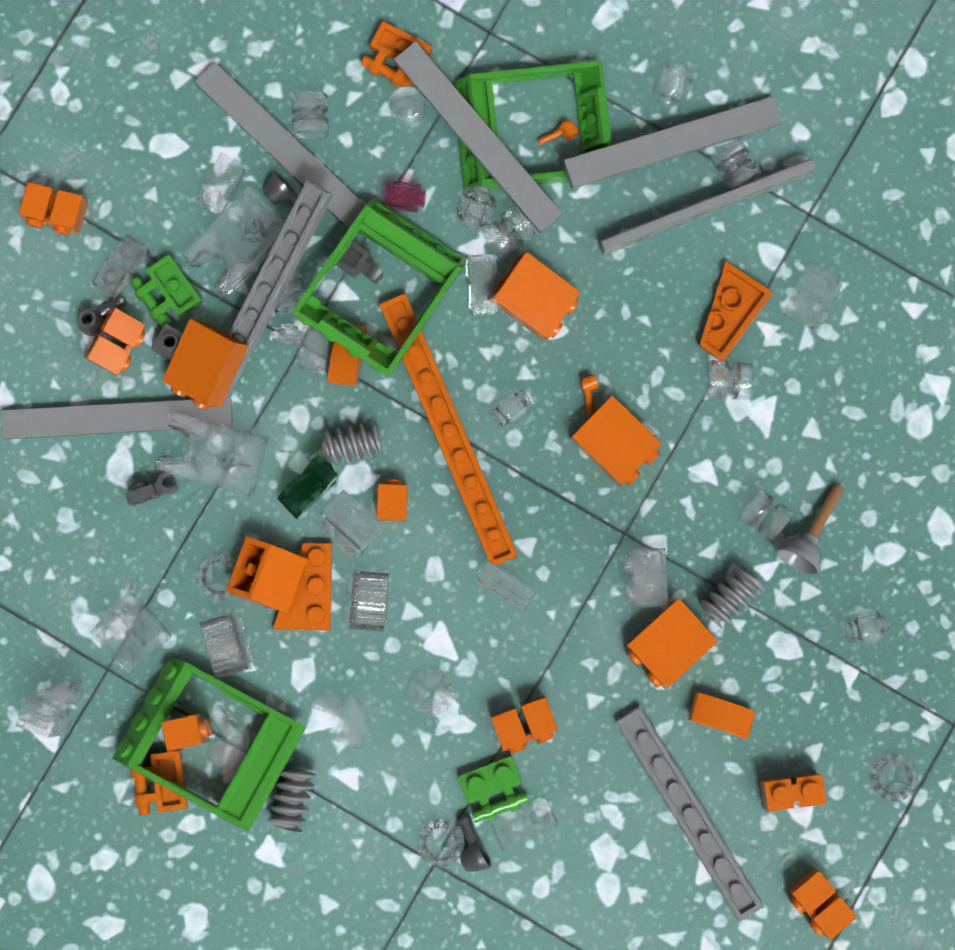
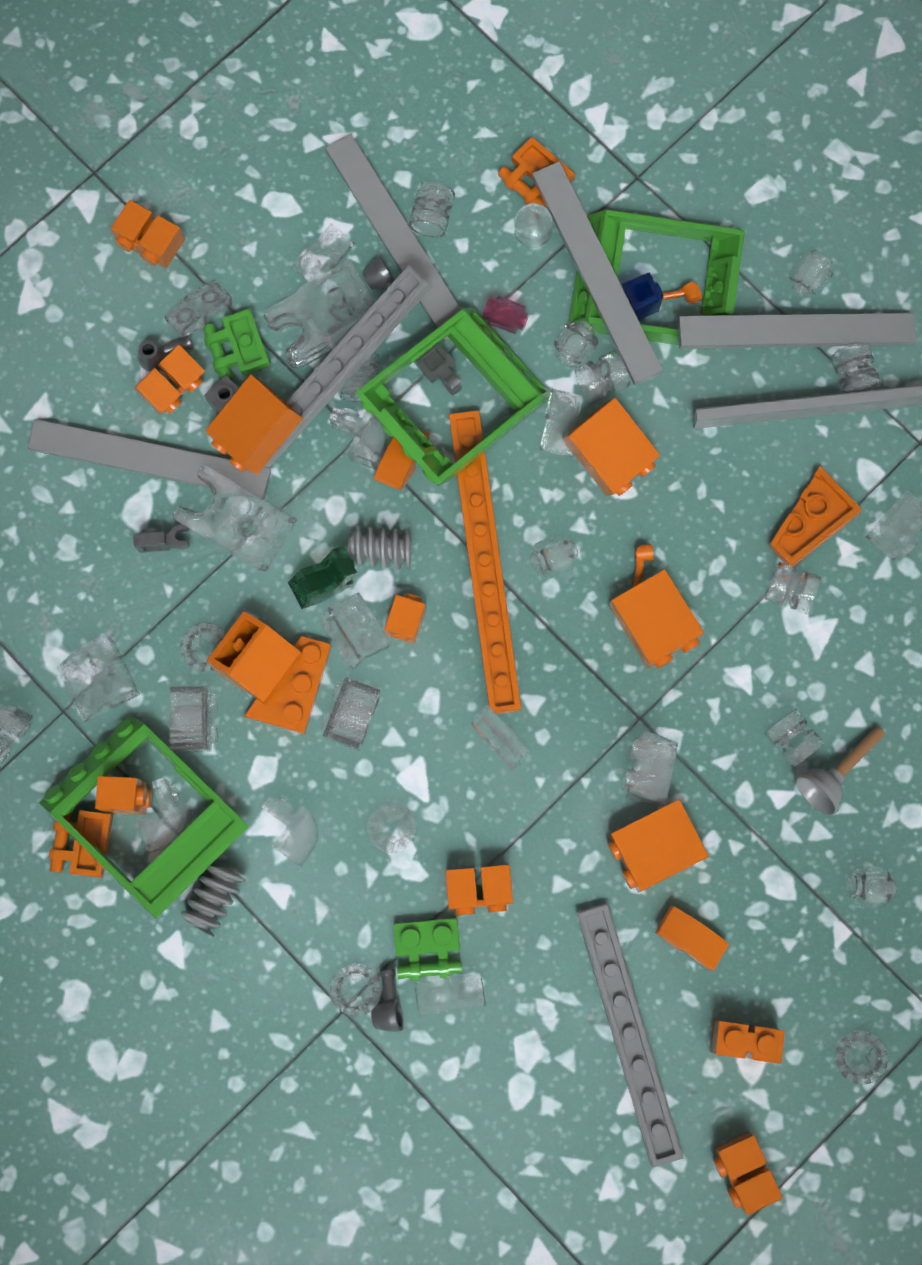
camera: 20 degrees right, 5 degrees down
(525, 147) = (643, 295): none -> clear blue brick
(731, 596) = (735, 813): light grey piece -> none

